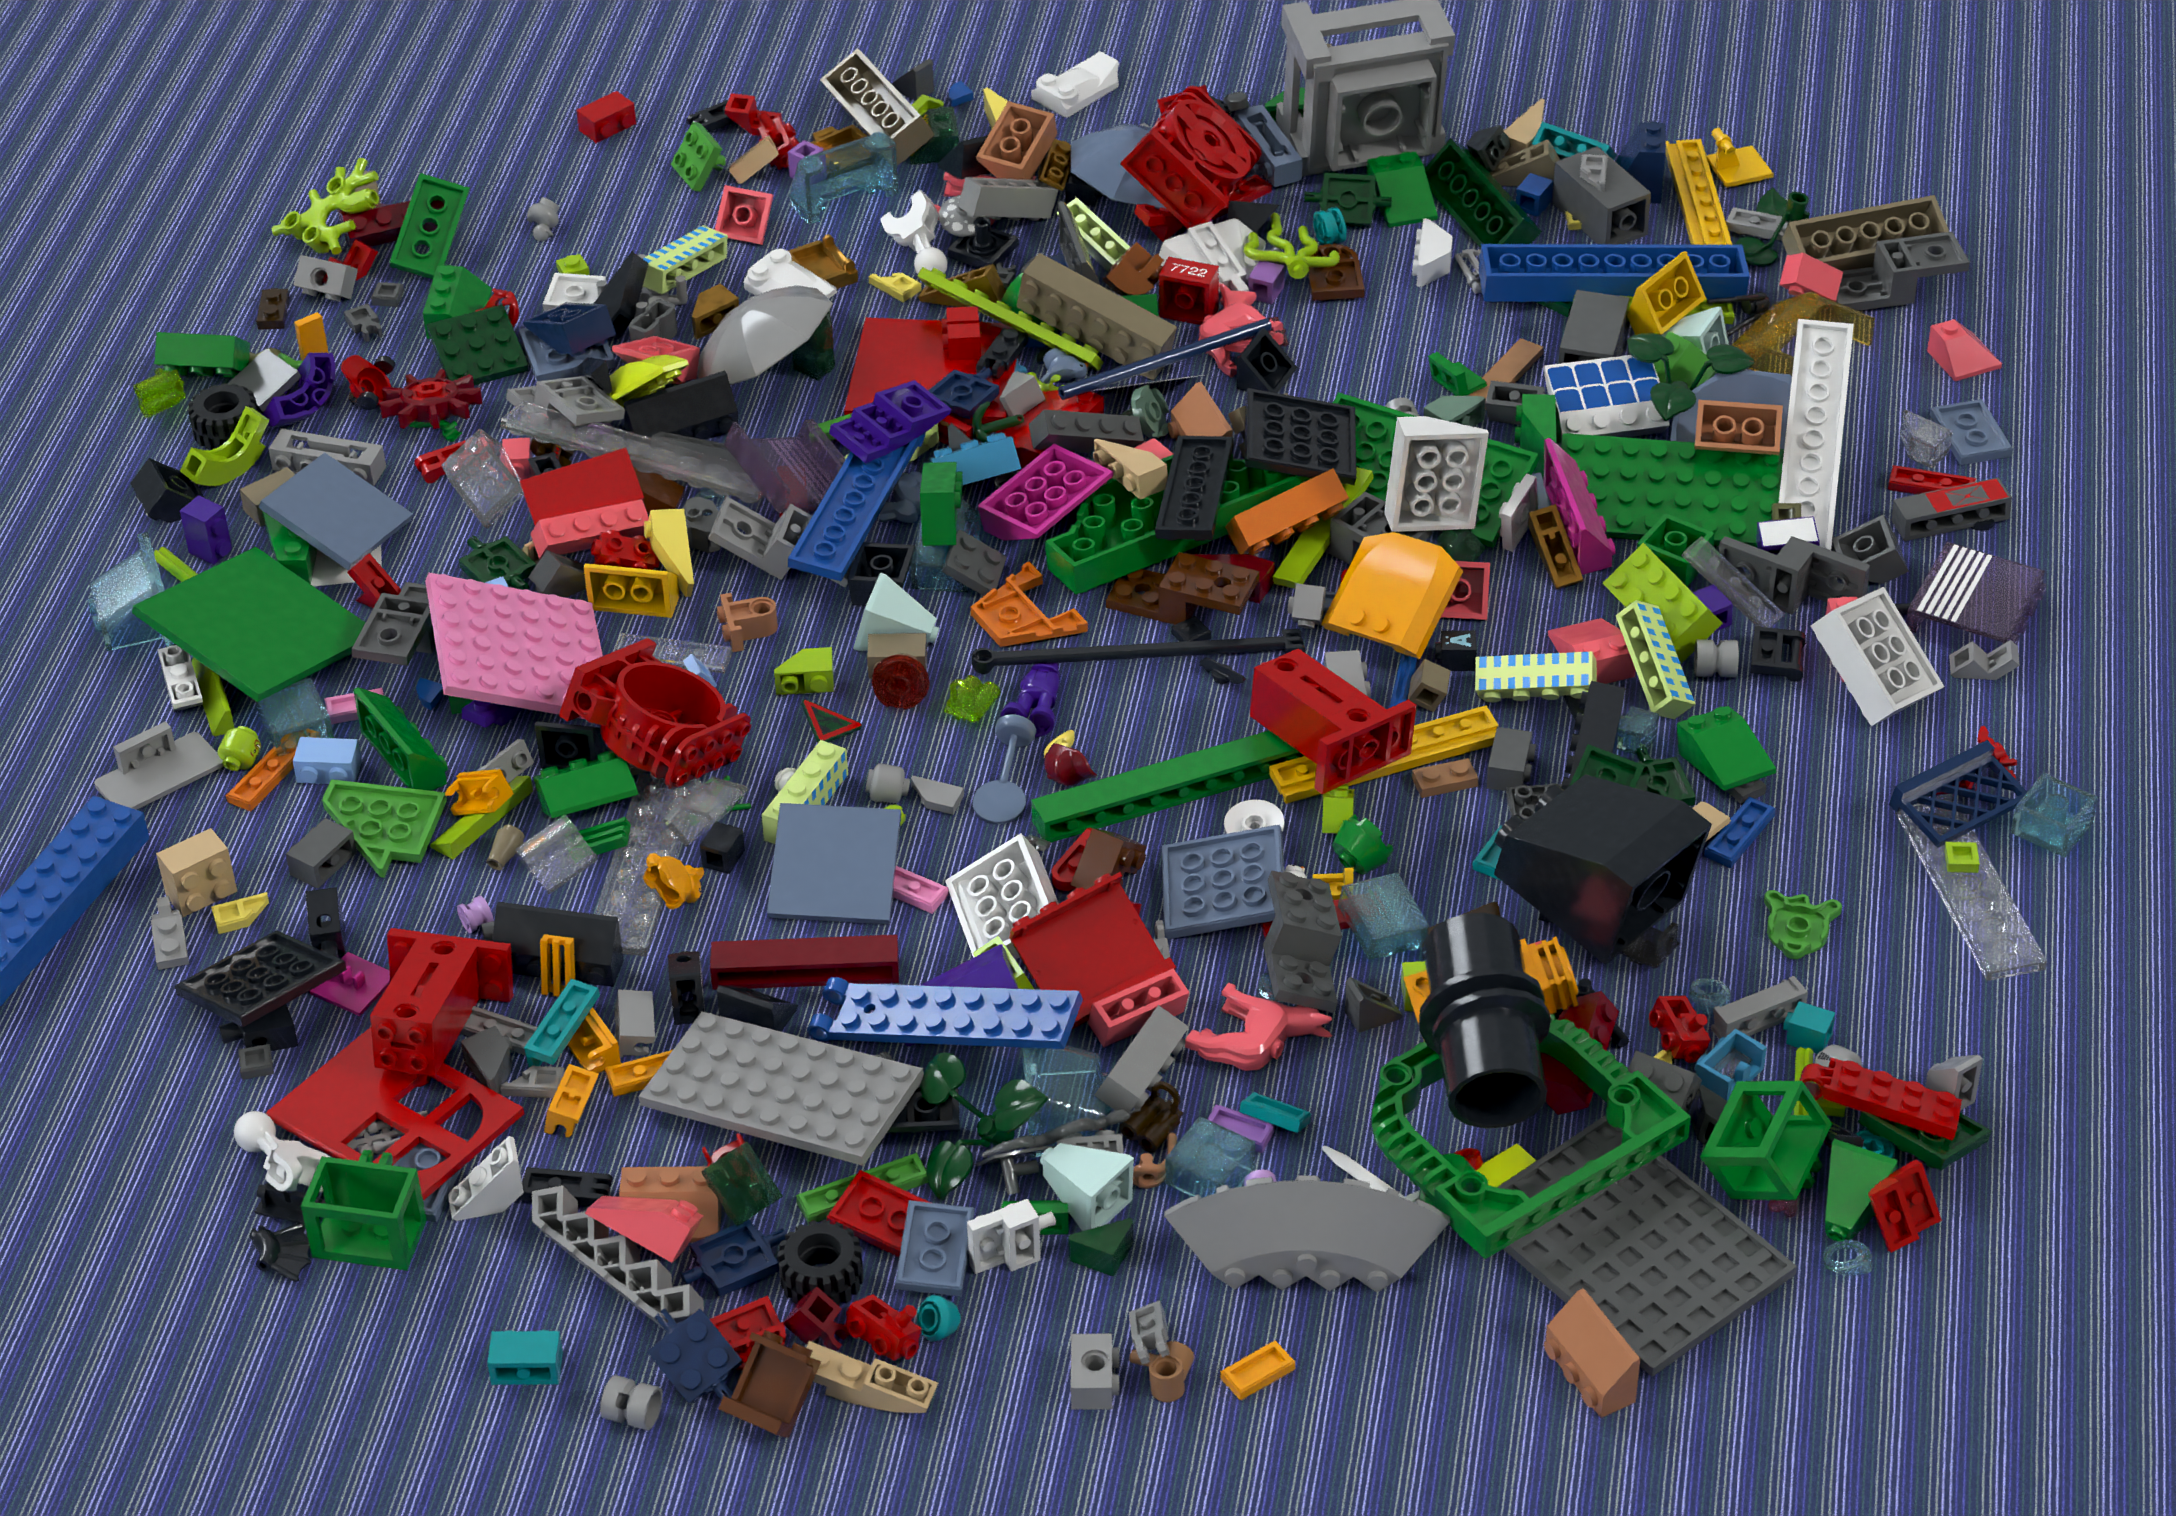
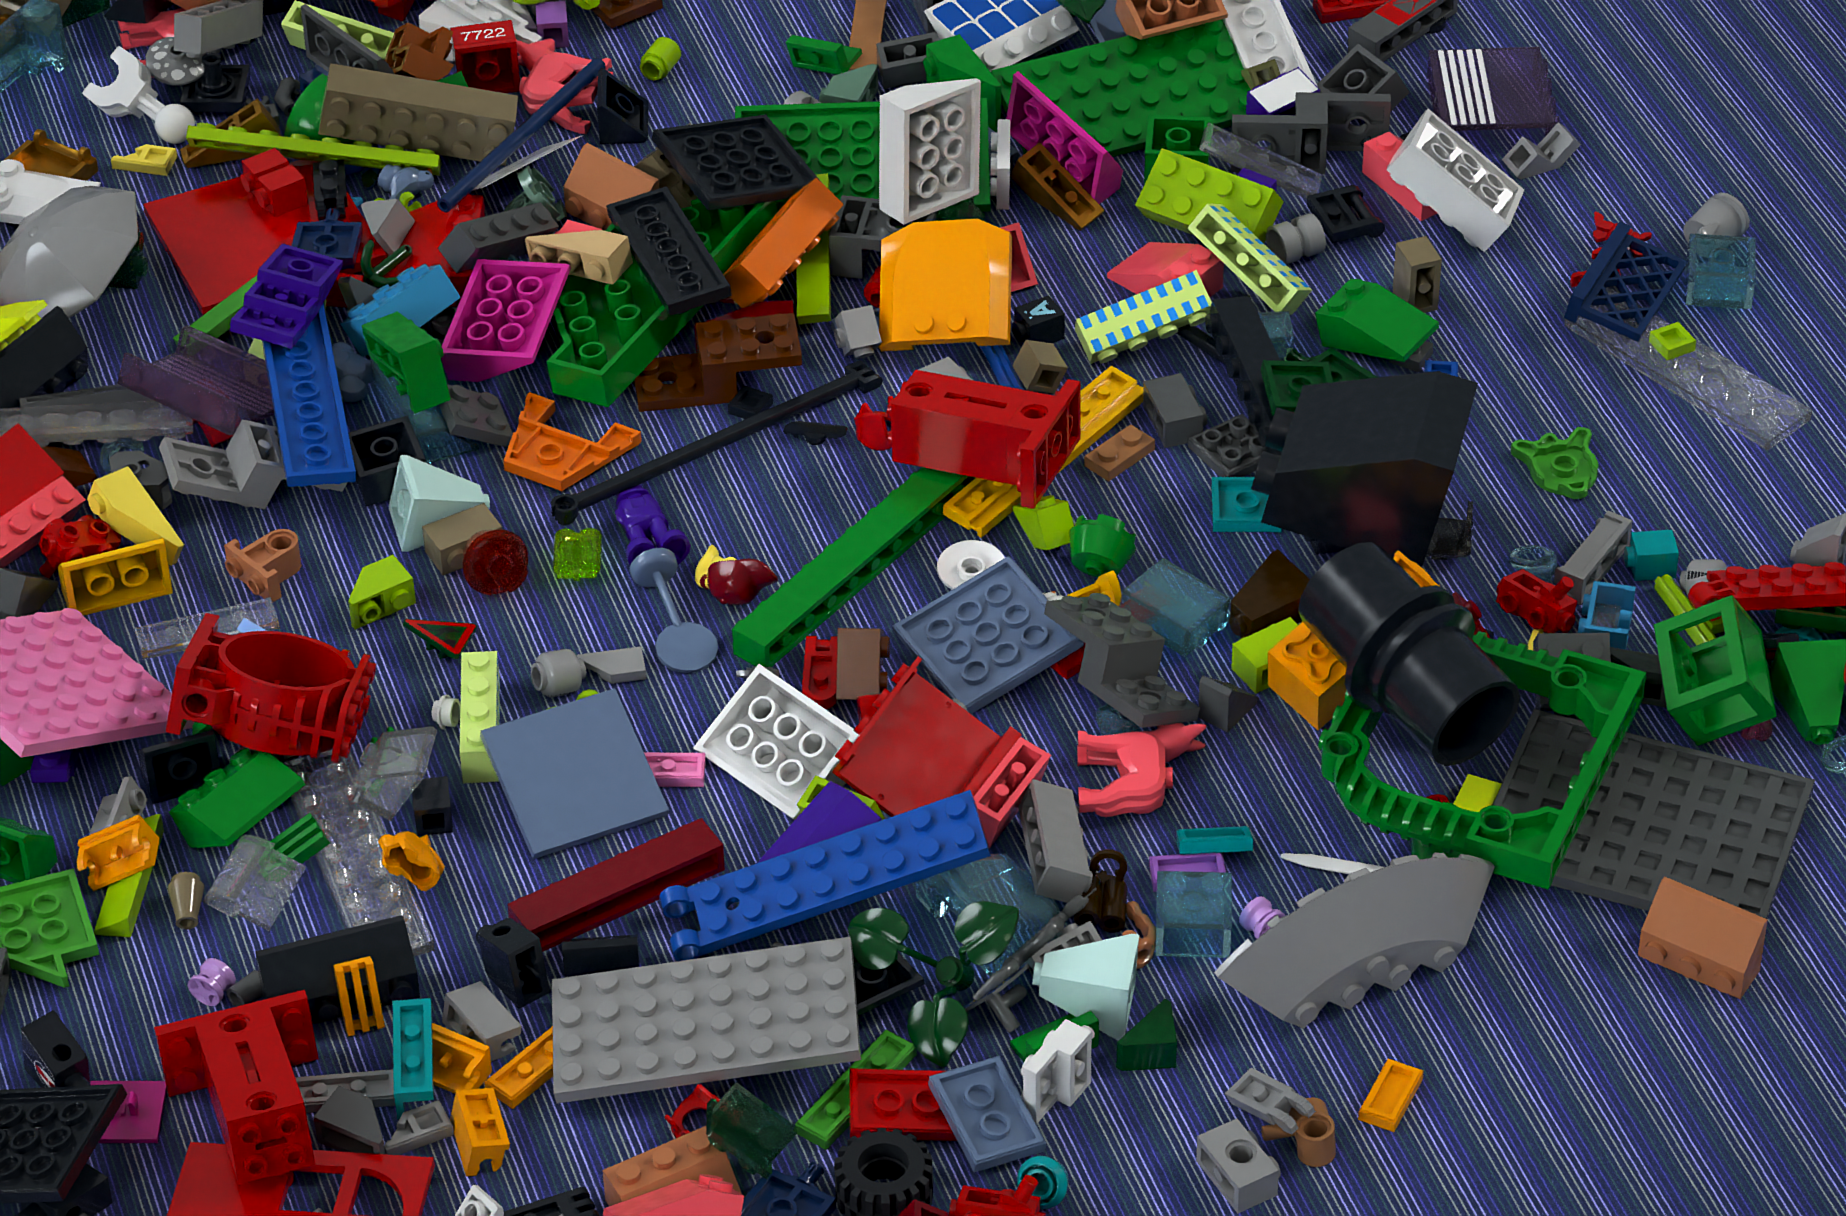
camera: 30 degrees left, 0 degrees up
(1327, 336) = (660, 58): none -> lime brick
(1787, 724) = (1417, 273): none -> dark tan brick
(2085, 771) = (1719, 216): none -> light grey hat

